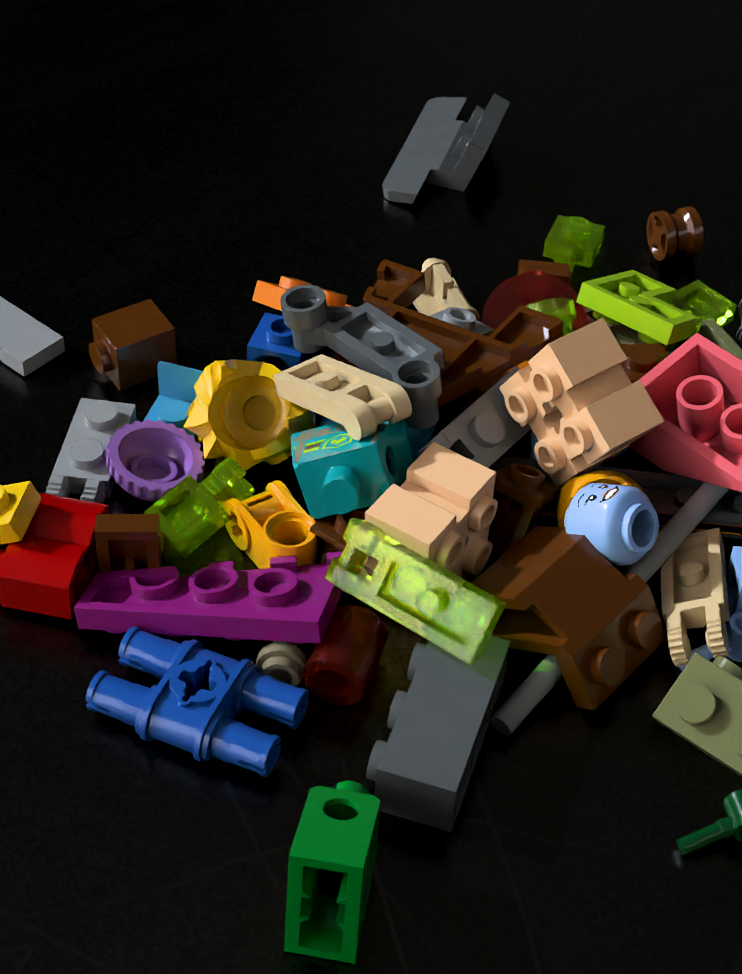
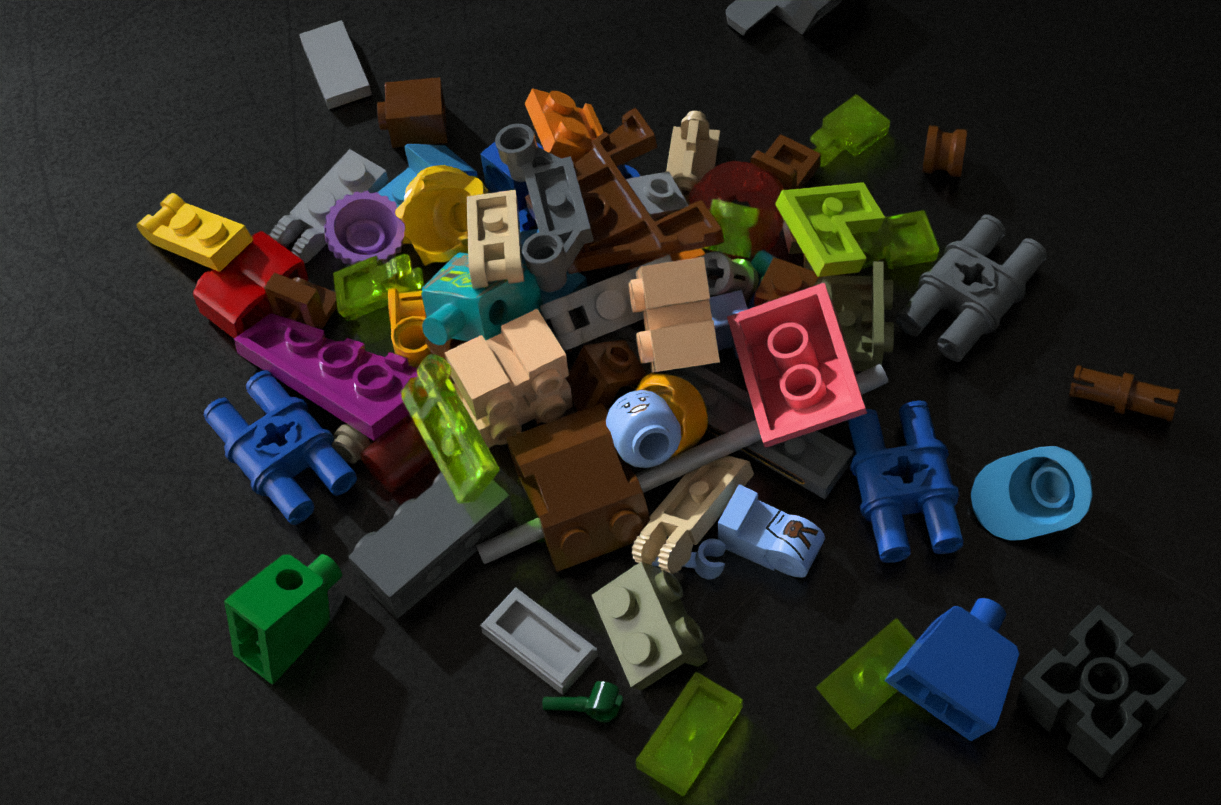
camera: 35 degrees right, 15 degrees up
(628, 786) = (539, 641): none -> light grey tile

